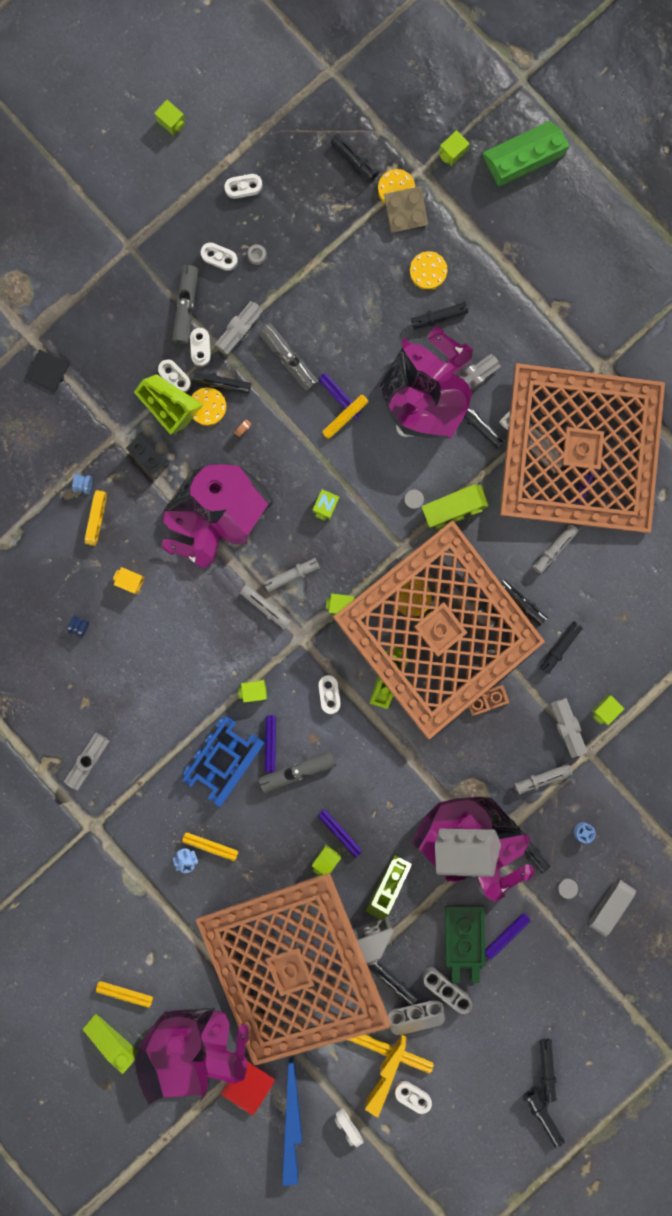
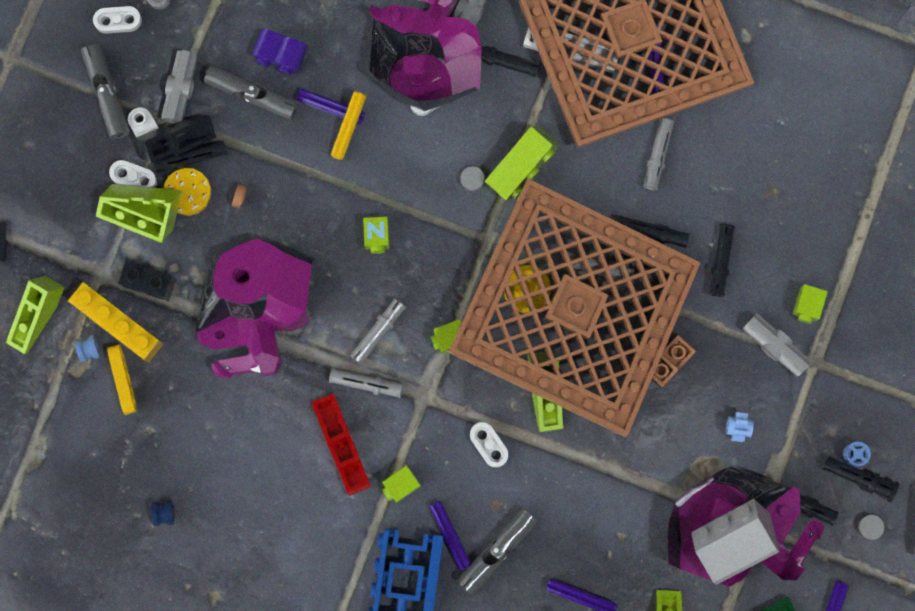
camera: 20 degrees left, 5 degrees down
(57, 438) = (34, 312): none -> lime slope
(110, 475) = (115, 322): none -> yellow arch
(128, 580) = (195, 431): yellow brick -> none
(217, 364) = (175, 138): none -> black slope
(226, 641) = (341, 444): none -> red slope
(323, 338) = (279, 51): none -> dark purple brick
(512, 771) = (739, 426): none -> light blue gear
(537, 781) = (779, 417): light grey pin -> none
(584, 858) = (872, 483): none -> black pin

